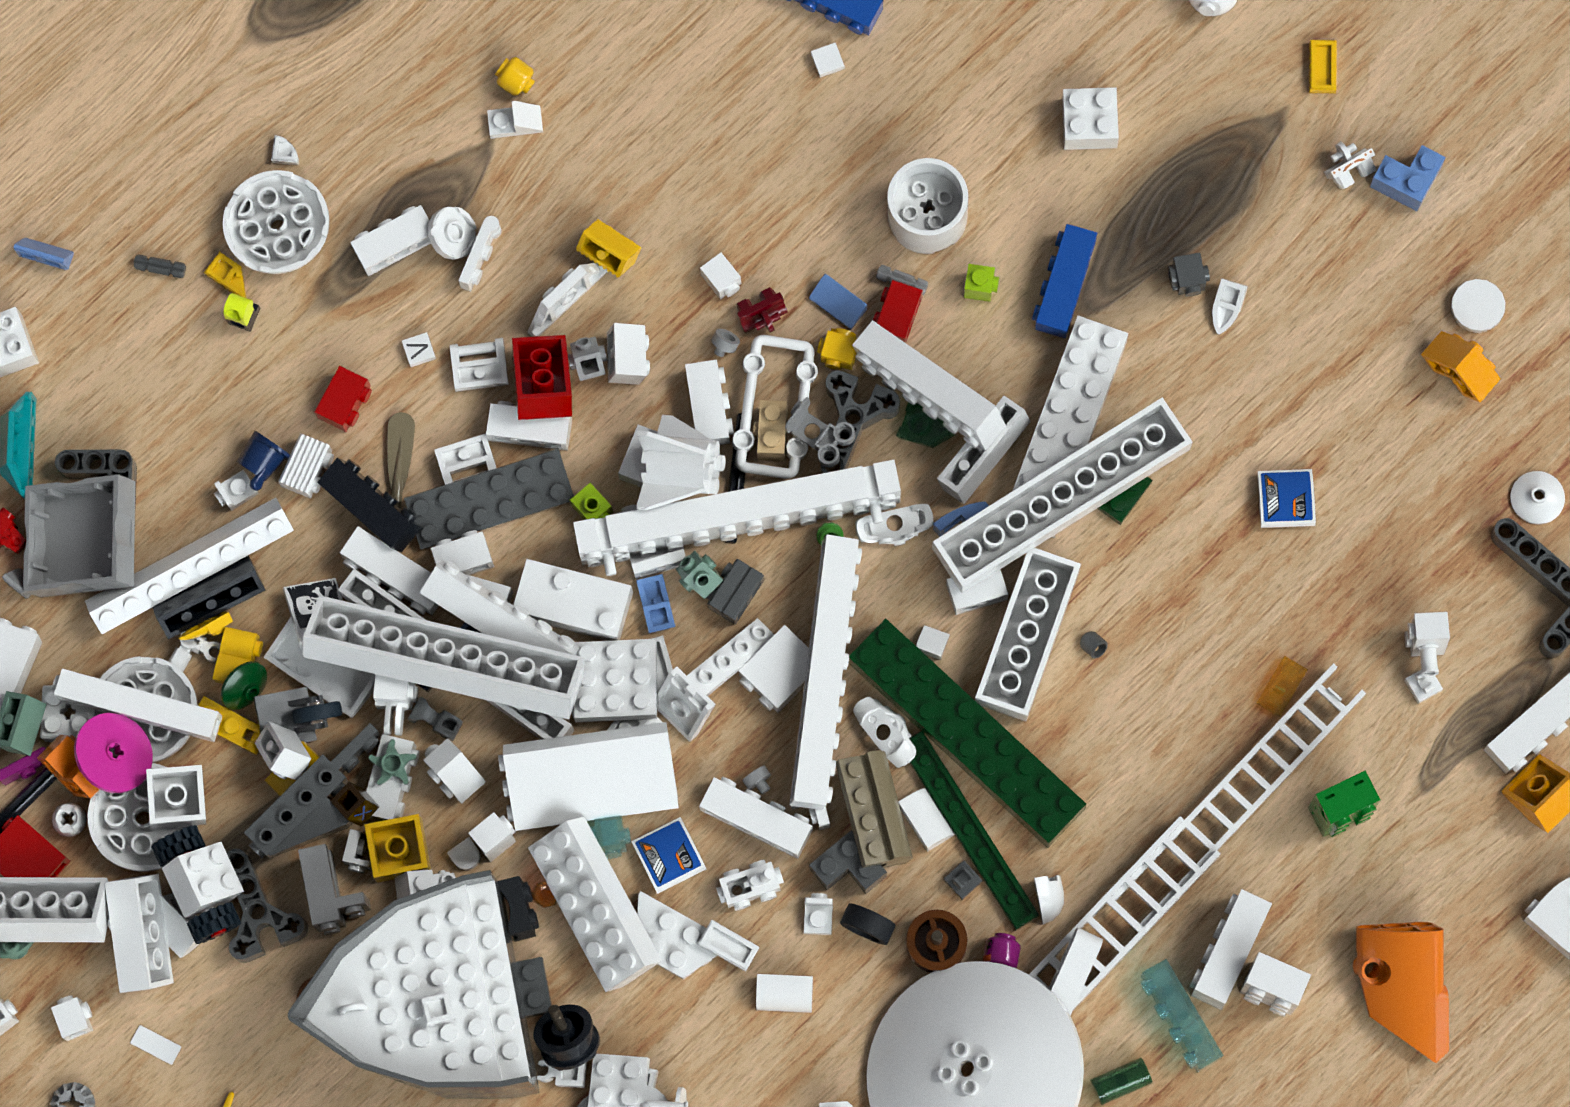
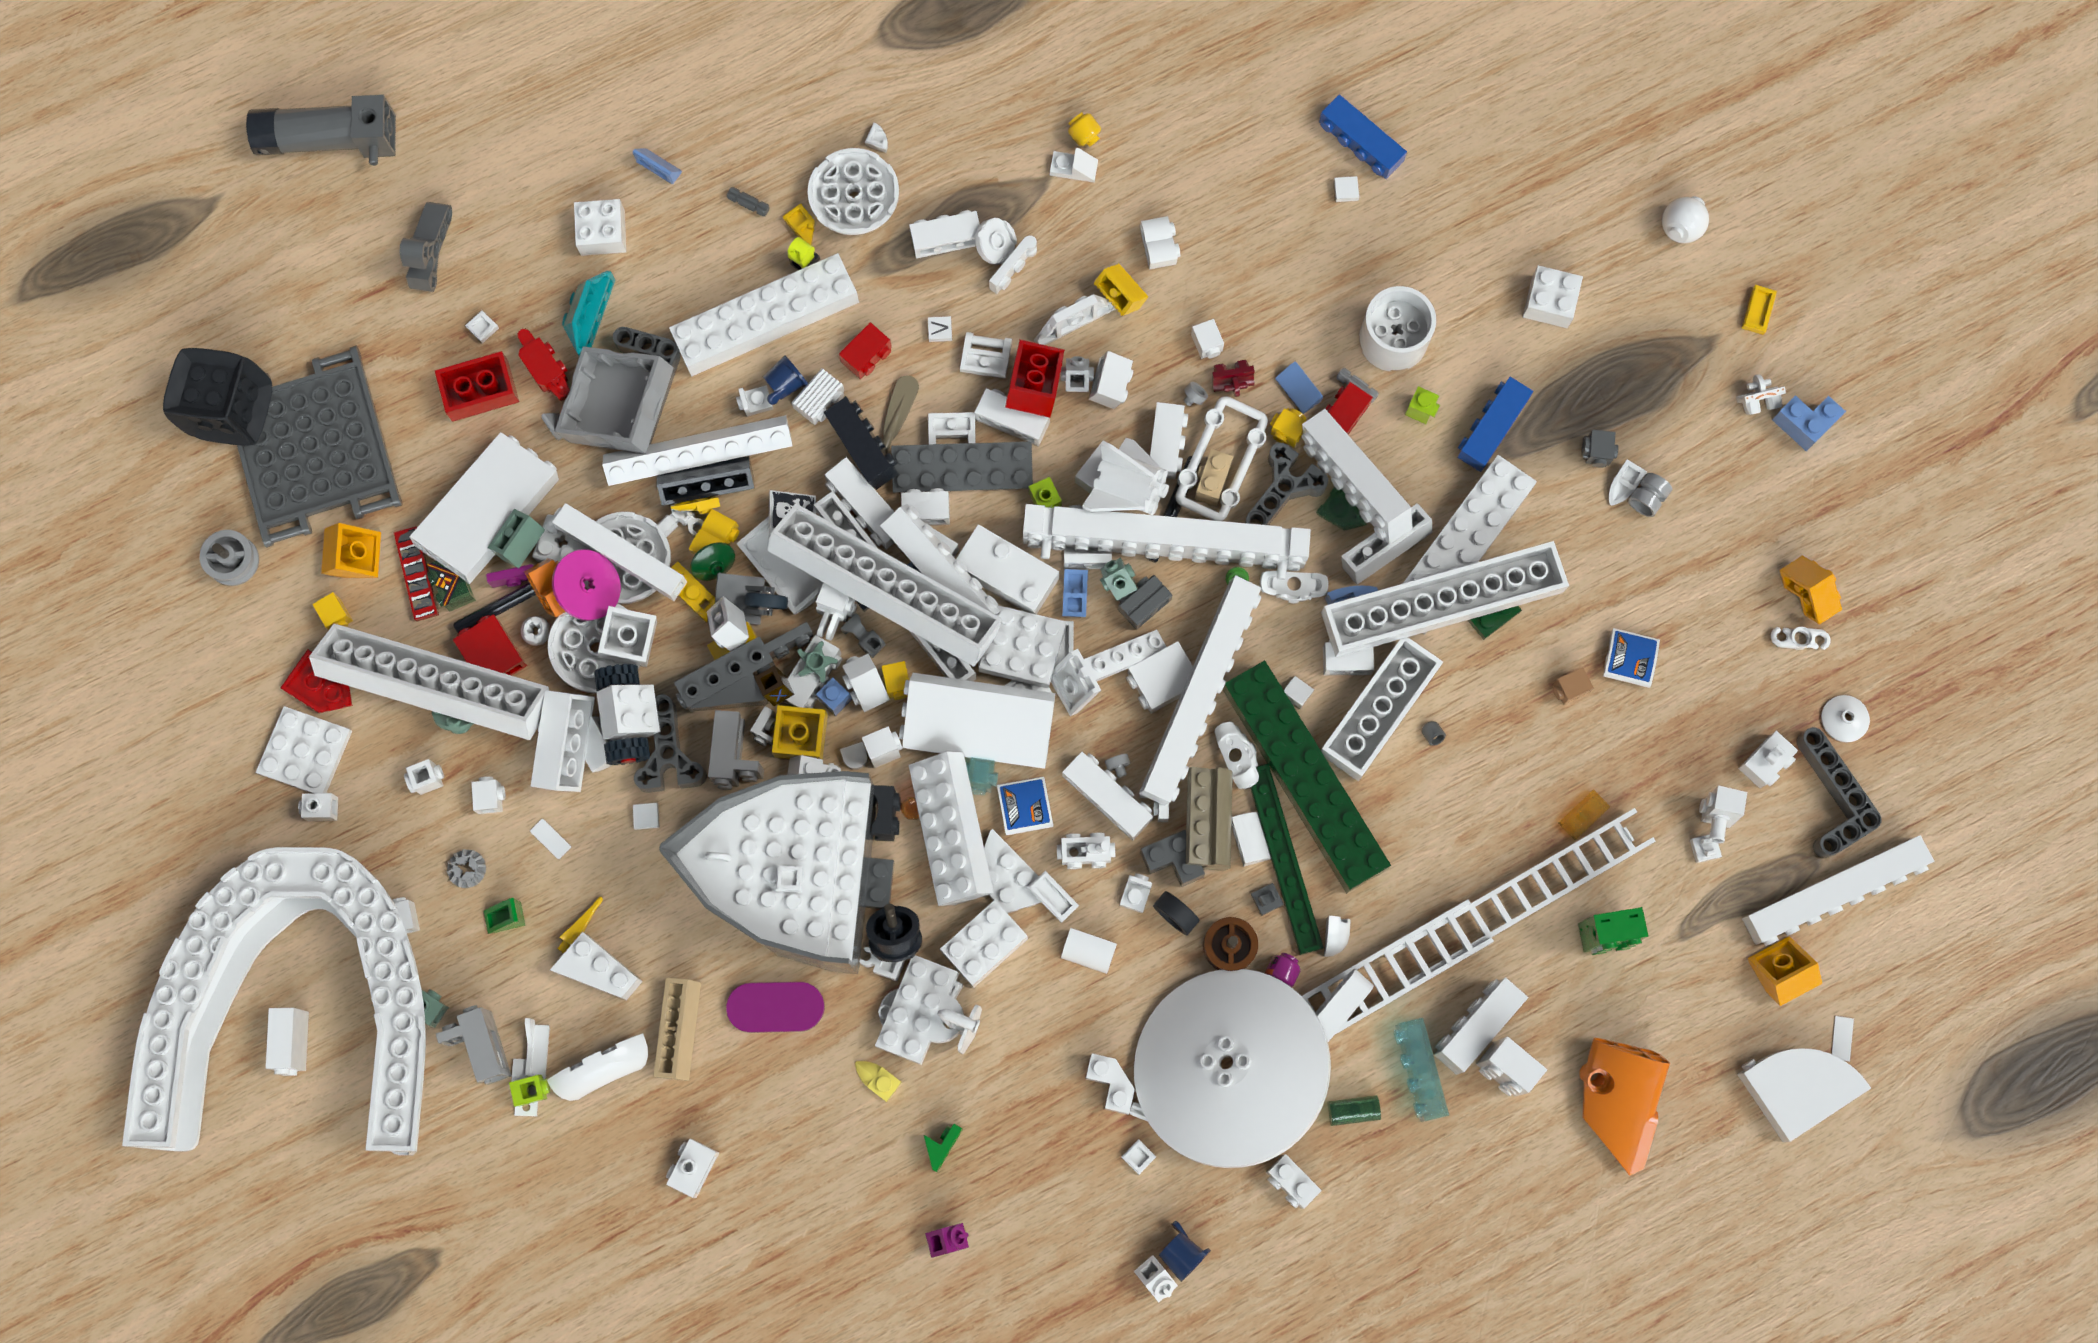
camera: 10 degrees right, 0 degrees up
(217, 390) = (764, 314): none -> white brick
(254, 988) = (646, 816): none -> white tile
(423, 796) = (834, 696): none -> medium blue brick
(485, 756) = (895, 678): none -> yellow brick
(635, 181) = (1159, 242): none -> white brick
(668, 1019) = (984, 943): none -> white brick
(828, 437) = (1260, 495): light grey piece -> none
(1230, 548) = (1572, 686): none -> medium nougat brick
(1258, 307) = (1650, 495): none -> light grey wheel
(1455, 431) = (1810, 634): none -> white piece
(1465, 567) = (1769, 760): none -> white brick
(1478, 305) = (1837, 543): white tile -> none

